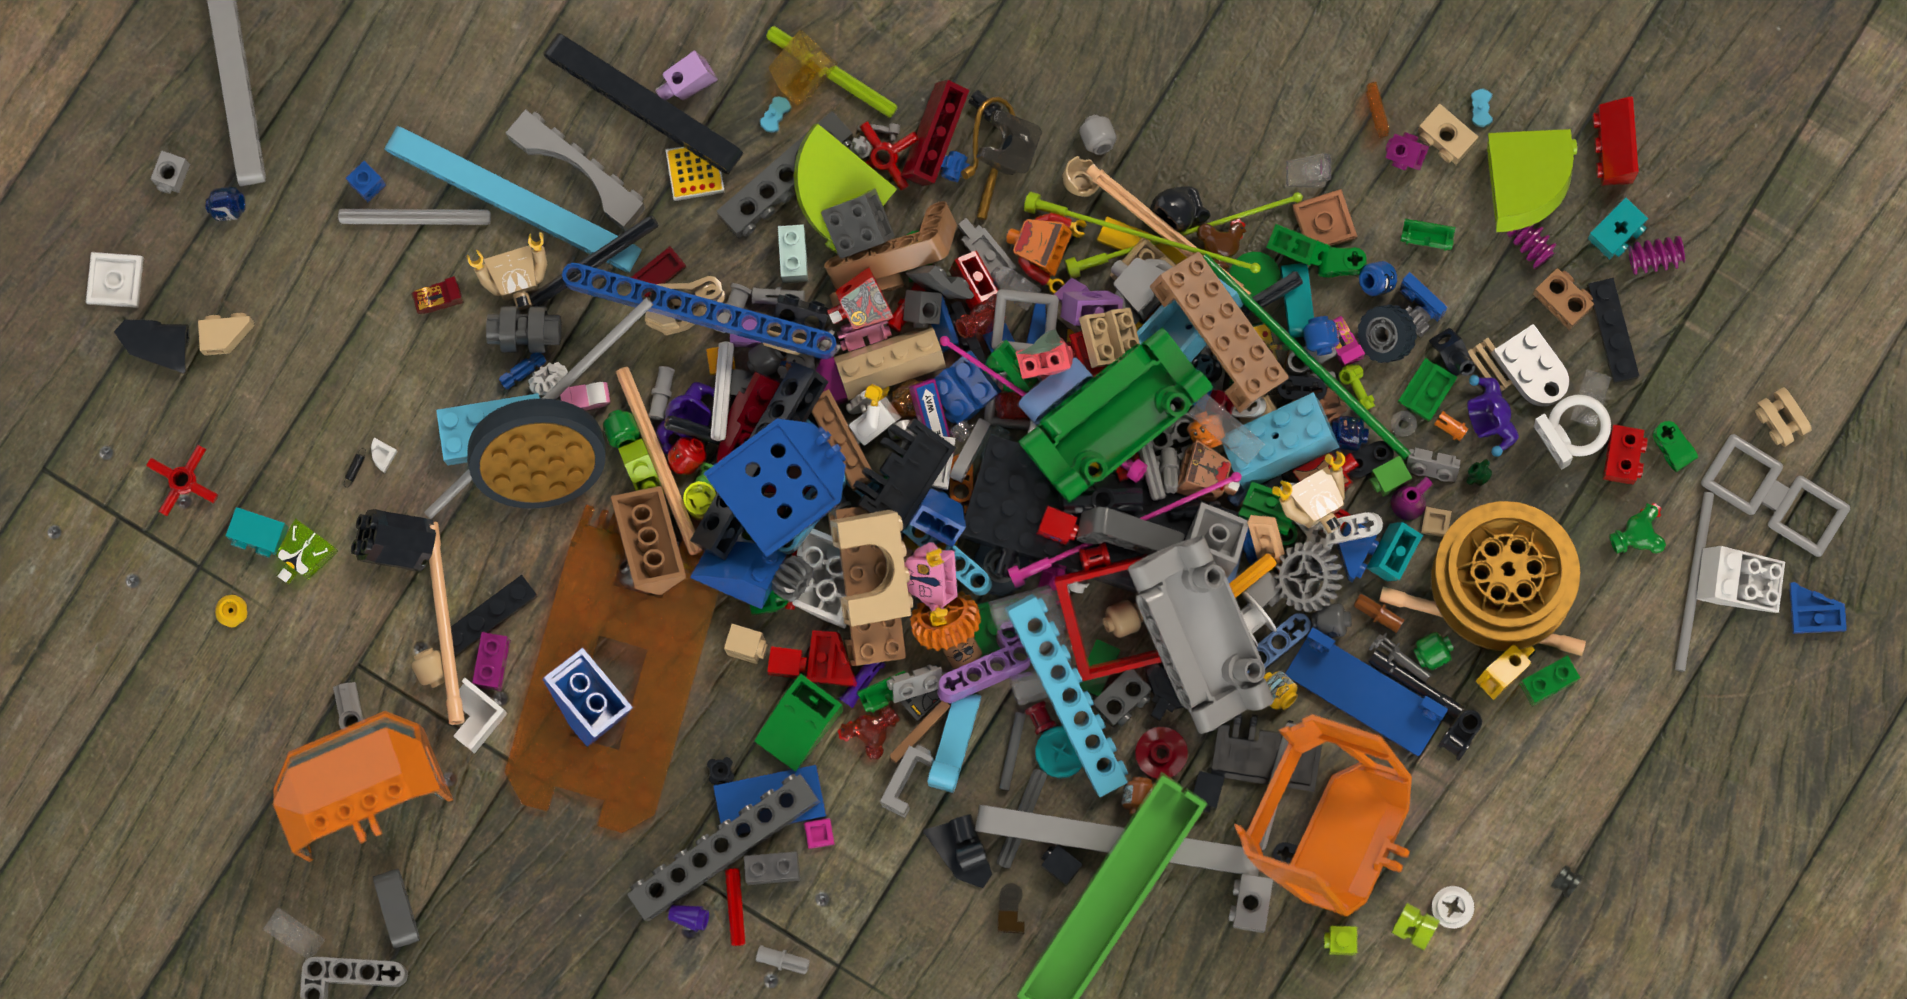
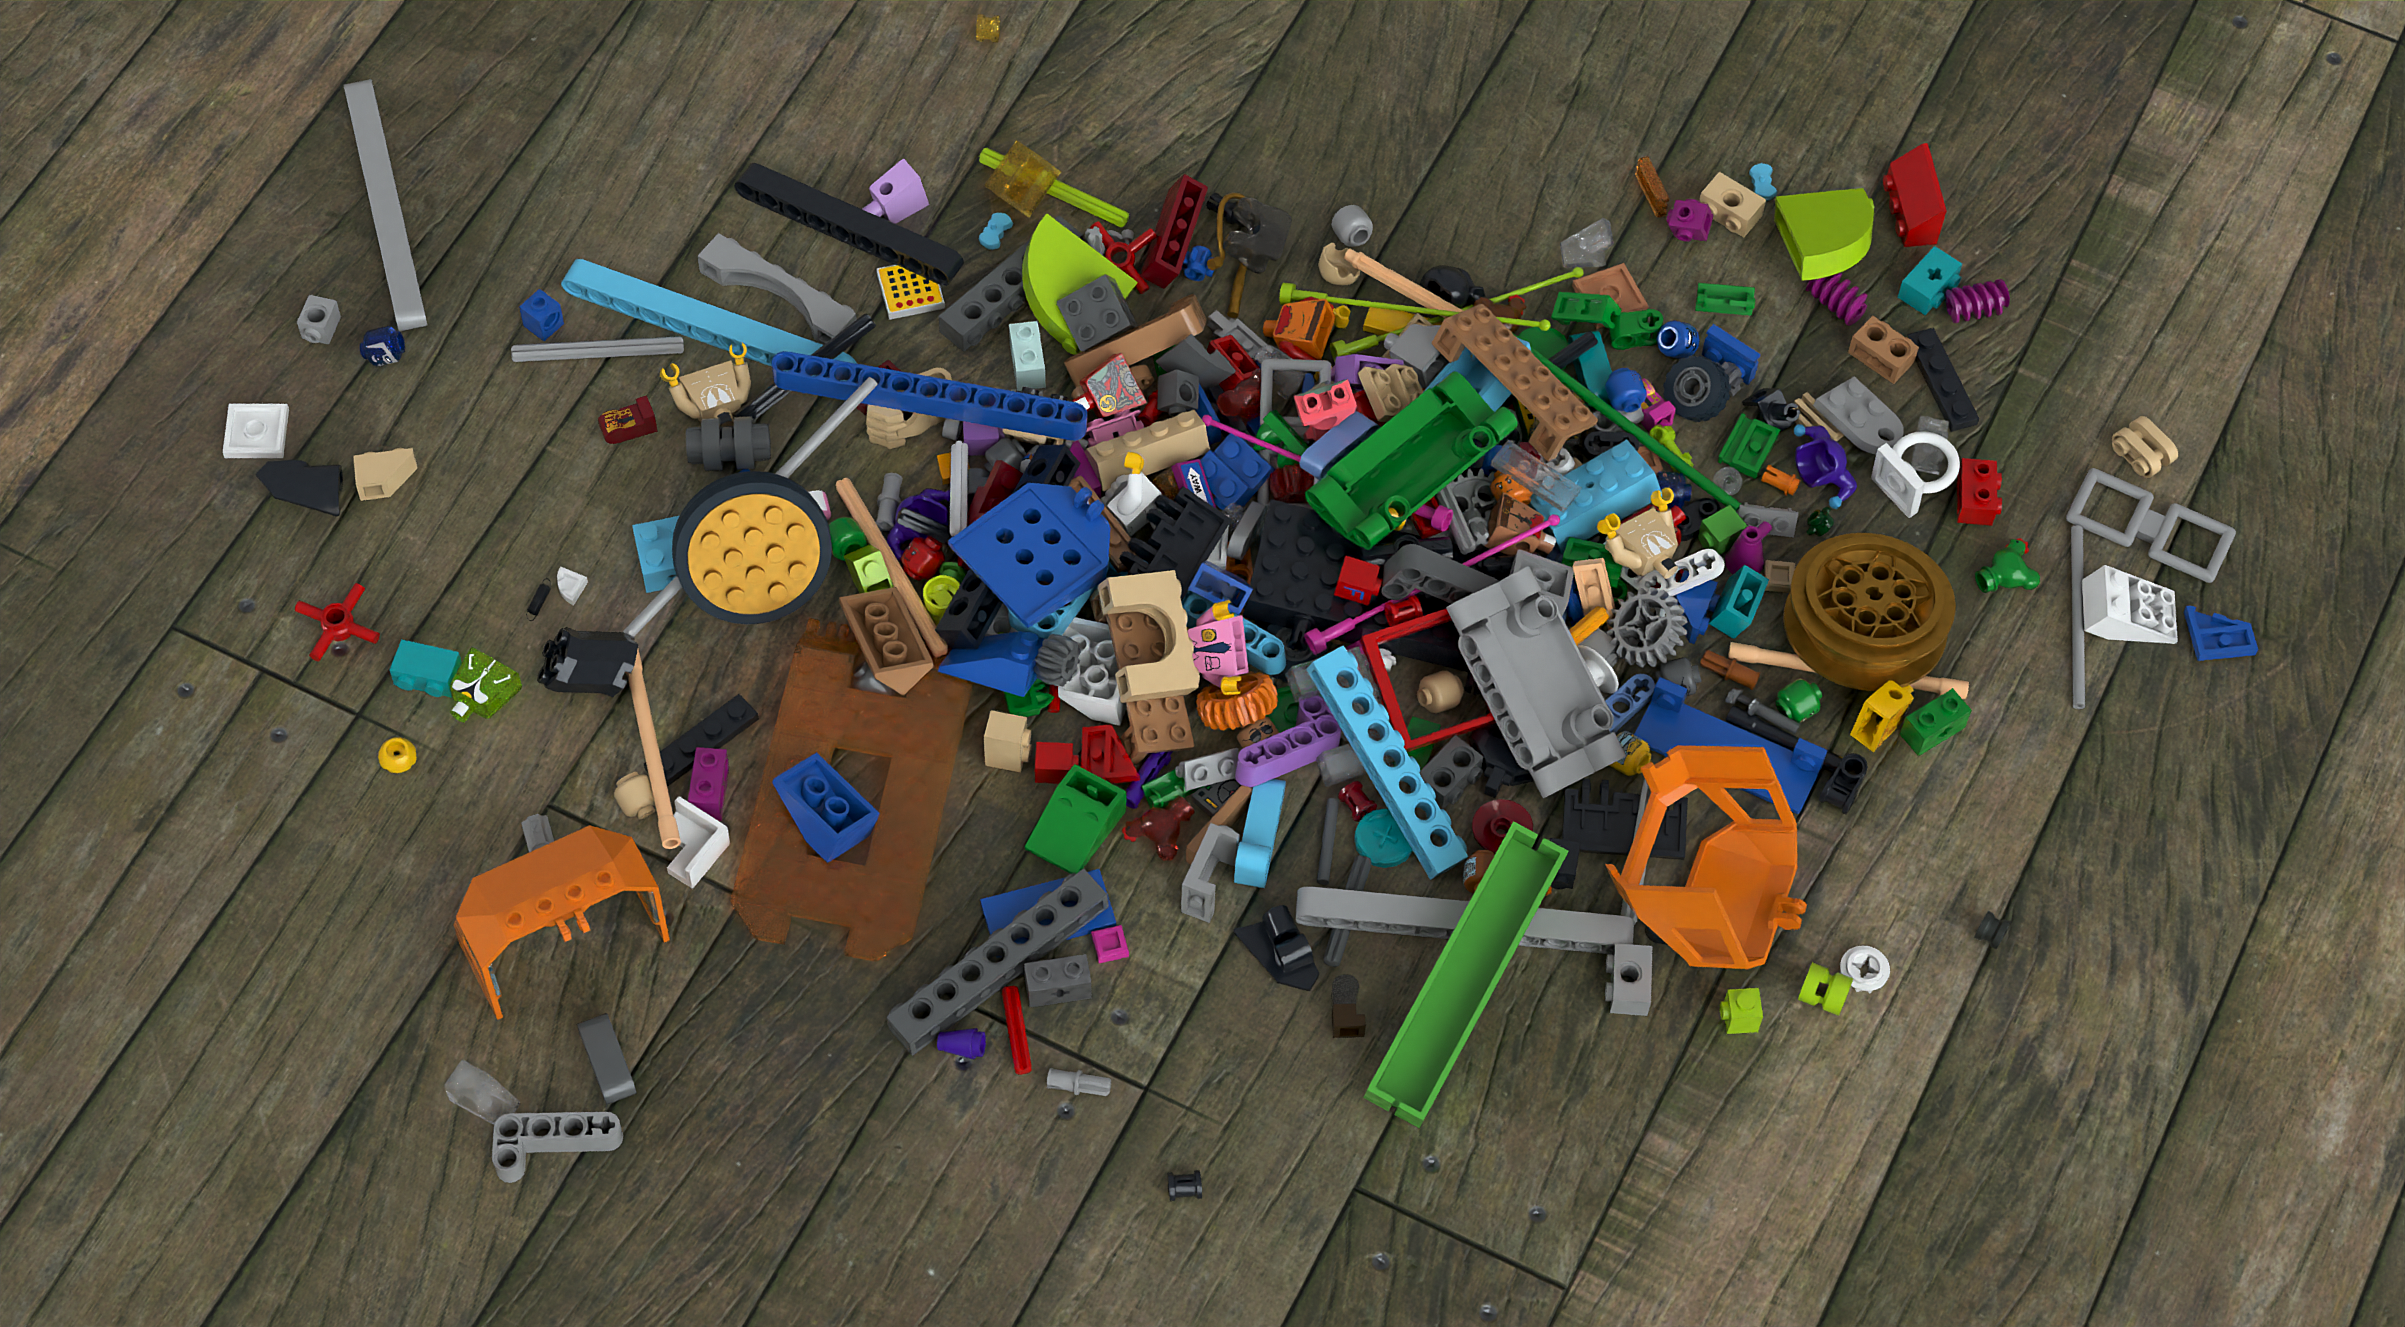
camera: 15 degrees left, 20 degrees down
(715, 765) = (987, 875): black plate -> none
(1060, 864) = (1400, 954): black brick -> none
(1676, 448) = (2030, 483): green piece -> none

